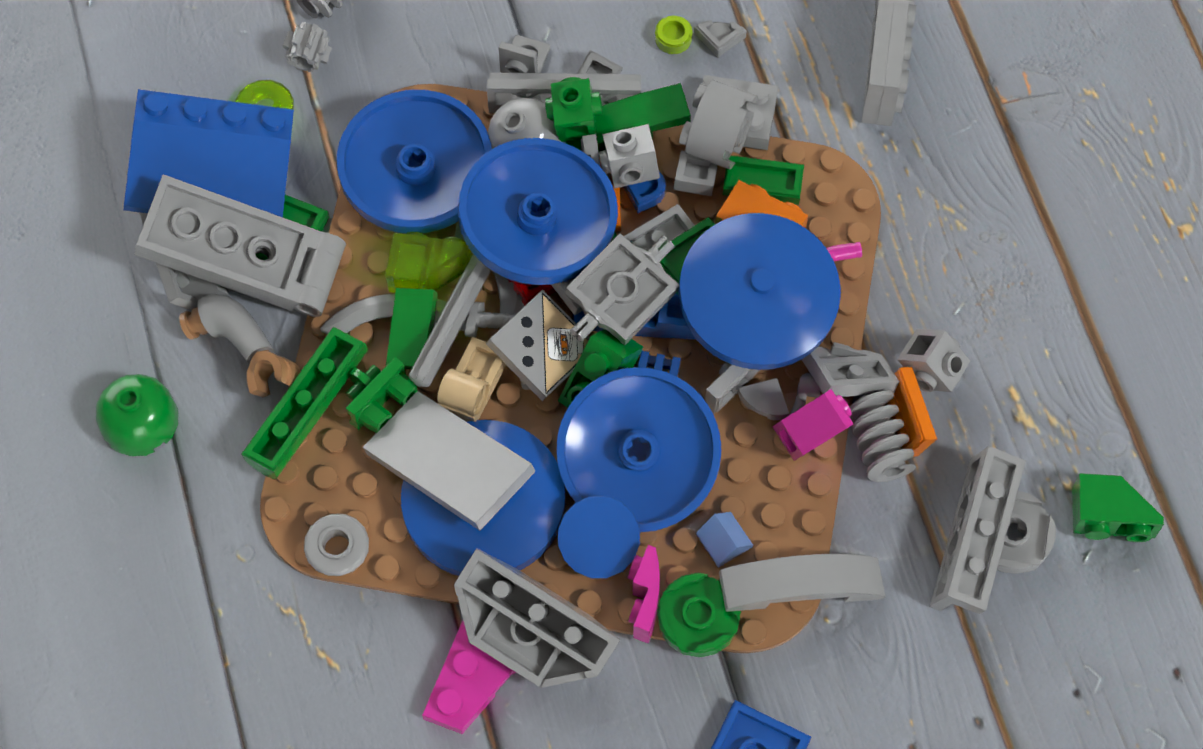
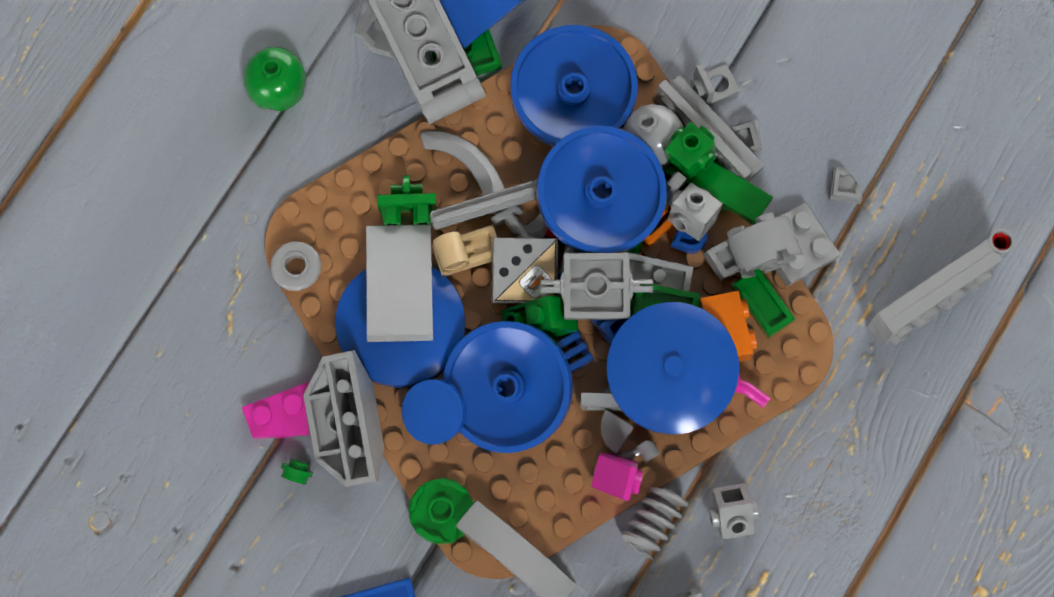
camera: 45 degrees right, 10 degrees up
(228, 318) = (378, 76): piece -> none
(304, 403) = (363, 167): green brick -> none
(411, 324) = (467, 182): green tile -> none
(425, 261) = (512, 152): clear neon green slope -> none
(534, 716) = (296, 471): none -> green plate
(645, 585) = (433, 463): dark pink slope -> none
(673, 34) = (817, 158): lime tile -> none
(723, 538) = (502, 484): medium blue slope -> none
(850, 371) = (676, 467): light grey wing -> none
(912, 412) = (687, 525): orange tile -> none

